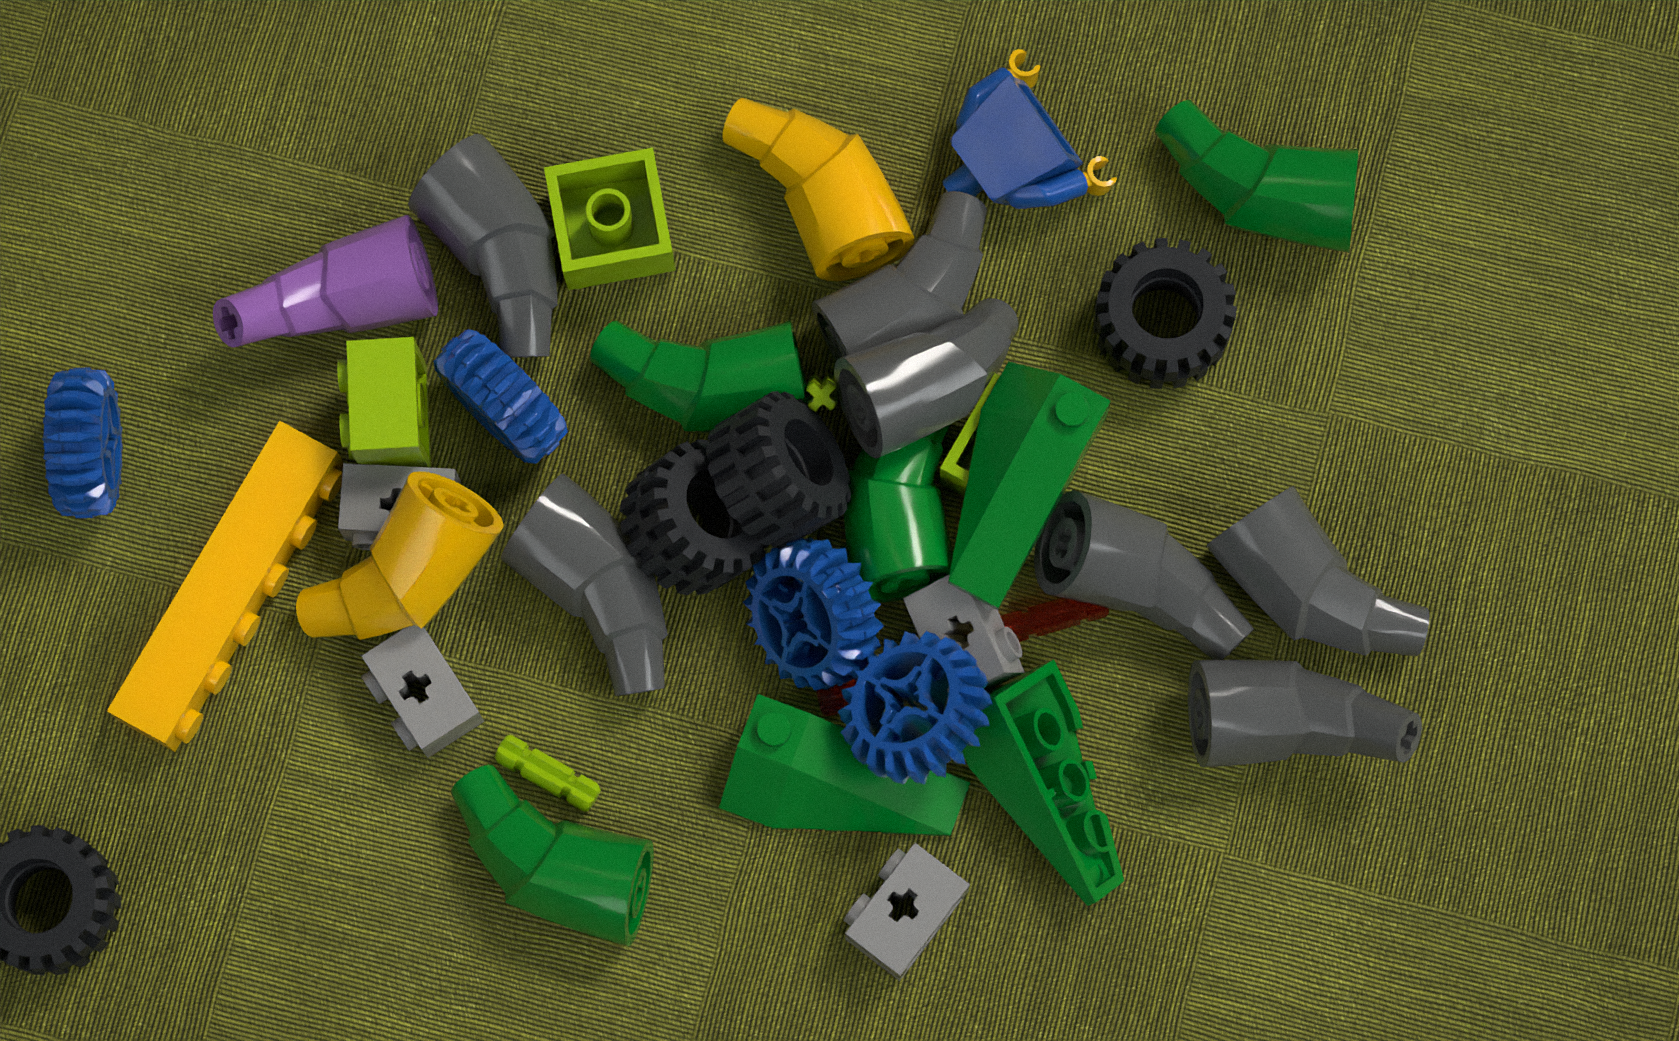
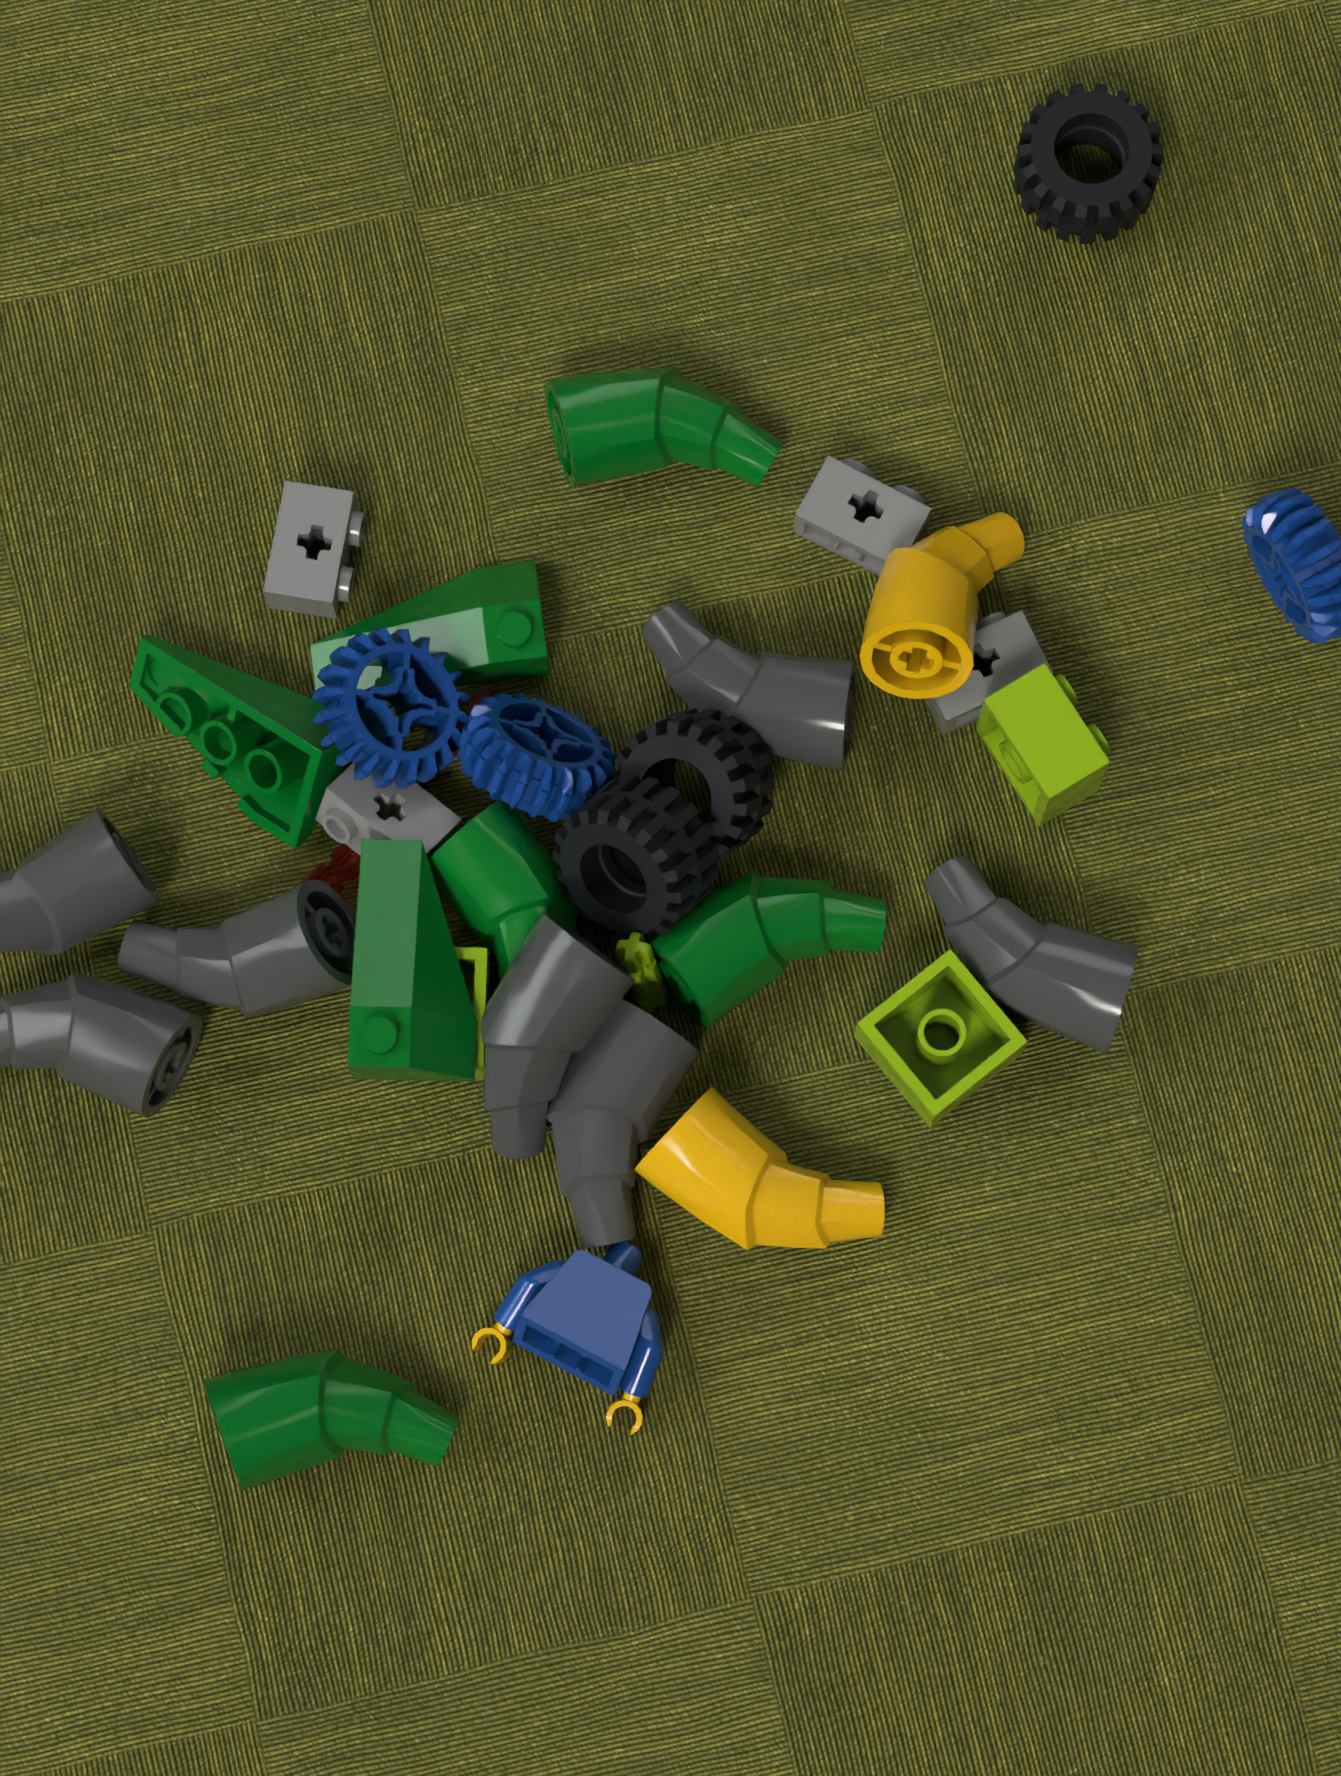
camera: 150 degrees right, 0 degrees up
(227, 587) = (1094, 518): yellow brick -> none
(349, 286) = (1153, 845): medium lavender piece -> none
(500, 396) = (943, 808): blue gear -> none
(547, 773) = (707, 509): lime axle -> none
(1173, 271) = (341, 1178): black tyre -> none

